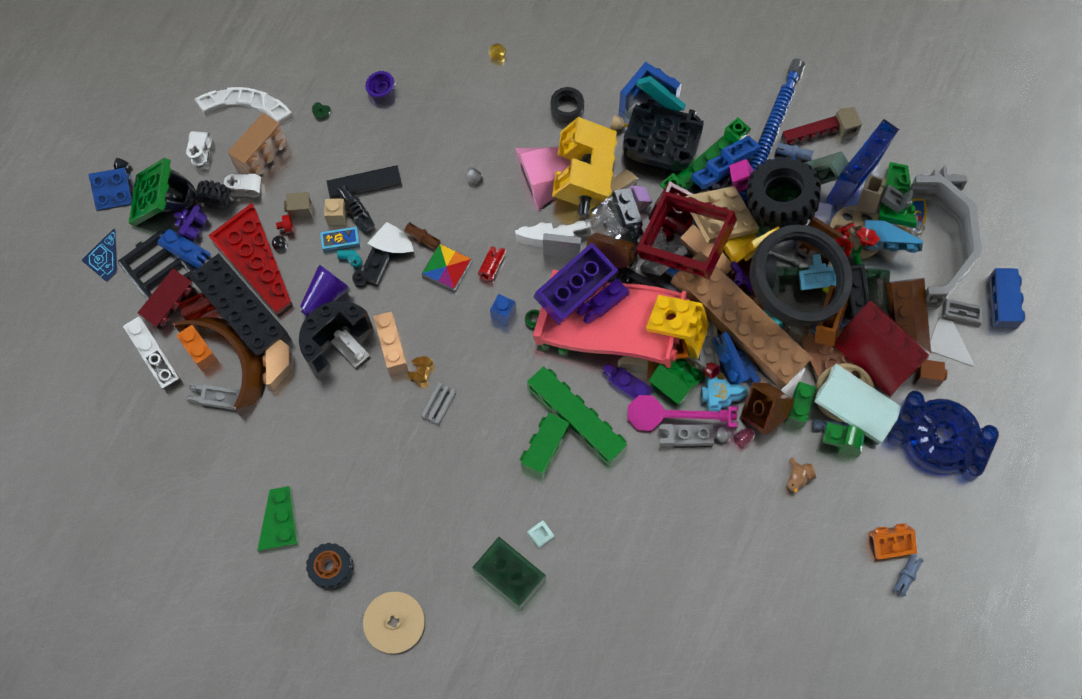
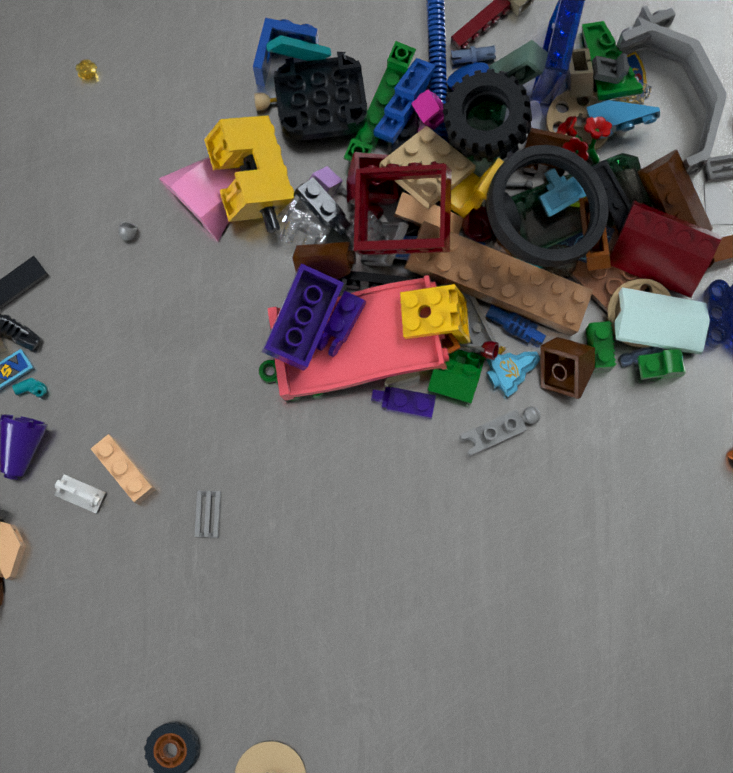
camera: 25 degrees left, 10 degrees up
(278, 522) = (92, 724): green wing -> none
(321, 325) = (37, 489): black cylinder -> none
(373, 267) = (62, 387): black hinge -> none
(391, 240) = (68, 348): white sticker -> none
(422, 235) = (101, 328): reddish brown pin -> none
(423, 364) = (171, 476): pearl gold piece -> none
(446, 267) = (145, 352): tile -> none
(491, 263) = (194, 329): red hinge -> none
(503, 309) = (231, 376): blue brick -> none
(509, 573) = (371, 671): clear green brick -> none
(534, 235) = (241, 270): white slope -> none
(540, 534) = (384, 611): light aqua tile -> none
(544, 445) = (345, 510): green brick -> none
(561, 245) = (265, 275): light grey tile -> none
(567, 92) = (193, 86): black tyre -> none
(582, 420) = (366, 462): green brick -> none
(623, 180) = (298, 169): tan slope -> none
(647, 412) = (441, 426): dark pink piece -> none
(730, 358) = (504, 328): blue hinge -> none
(740, 276) = (478, 230): dark purple piece -> none
(744, 437) = (555, 408): clear pink hose -> none
(800, 475) = (632, 425): medium nougat animal -> none

